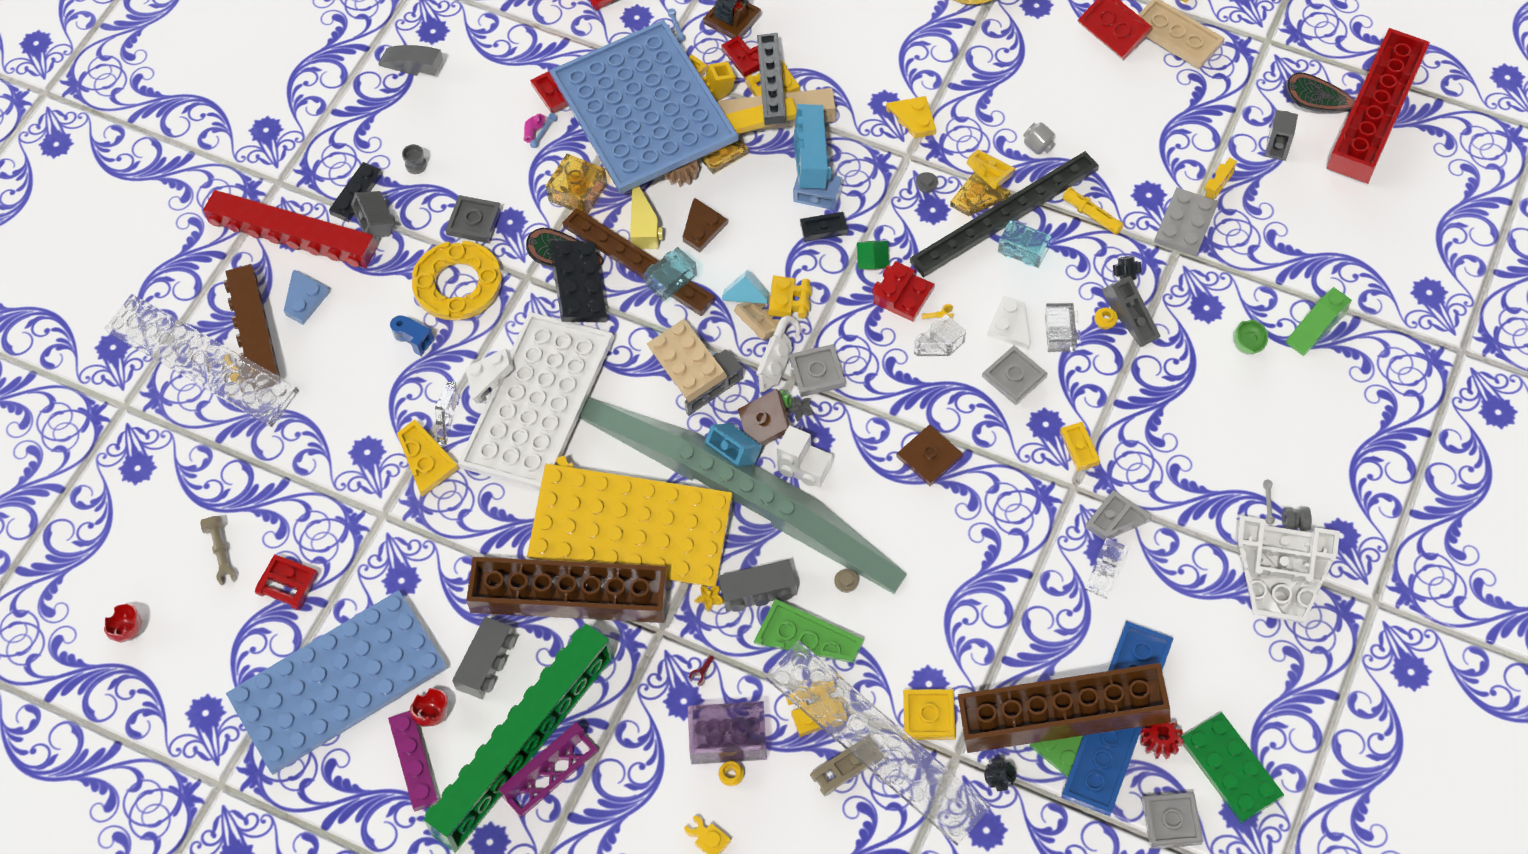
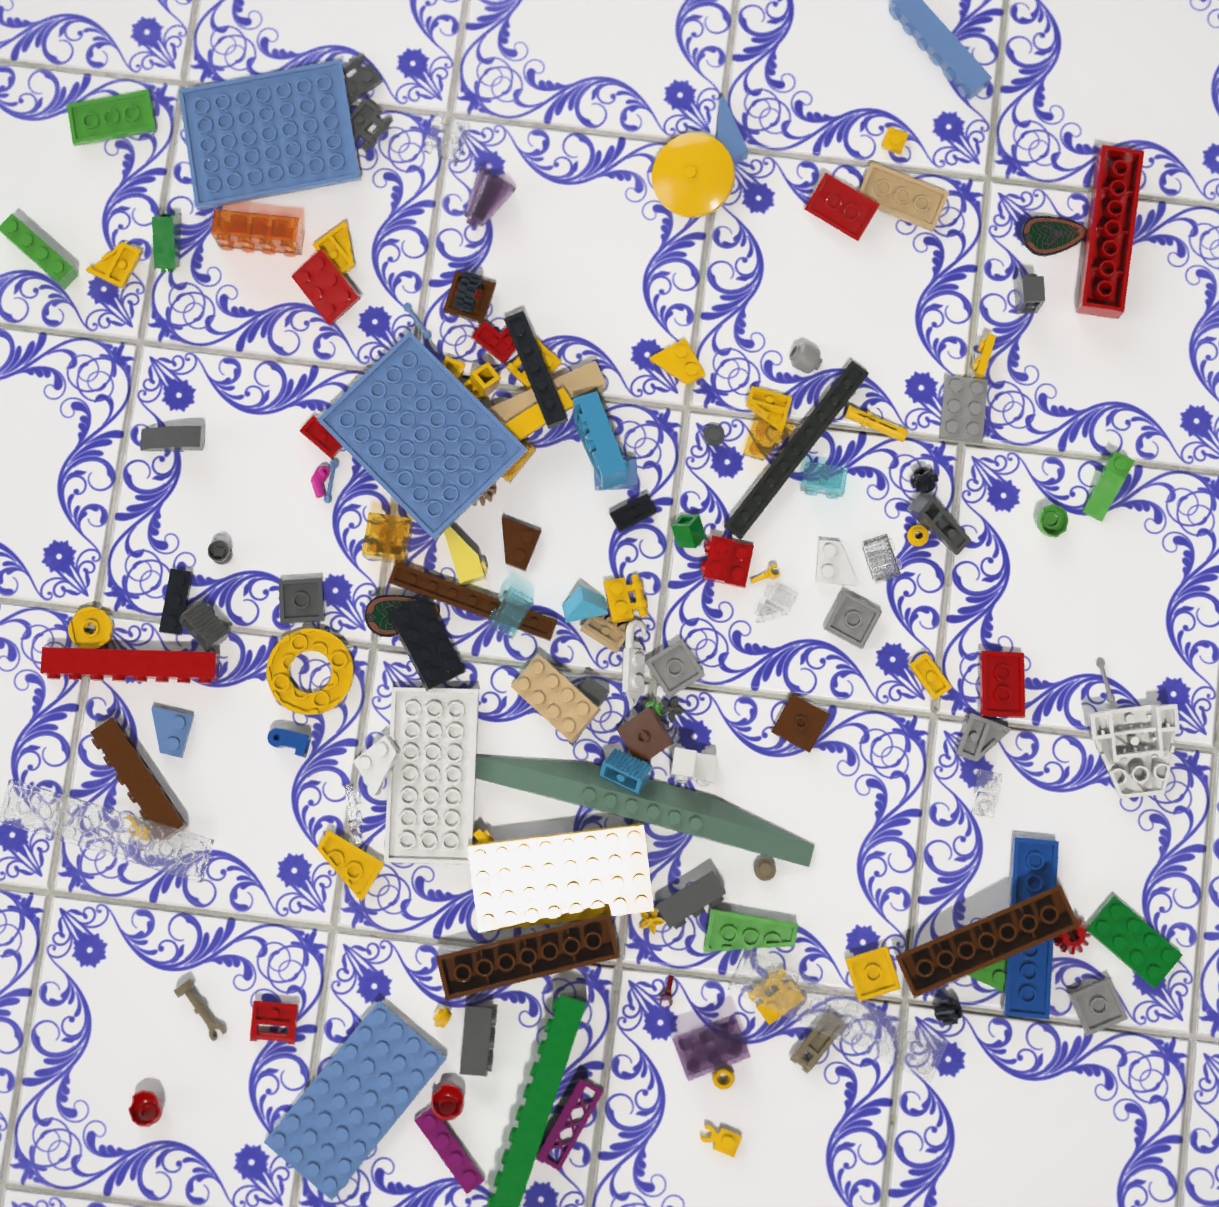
camera: 20 degrees left, 20 degrees up
(268, 180) = (81, 622): none -> yellow plate
(457, 625) = (442, 1017): none -> yellow plate
(1154, 472) = (1002, 684): none -> red plate
(1297, 518) = (1134, 693): dark grey wheel -> none

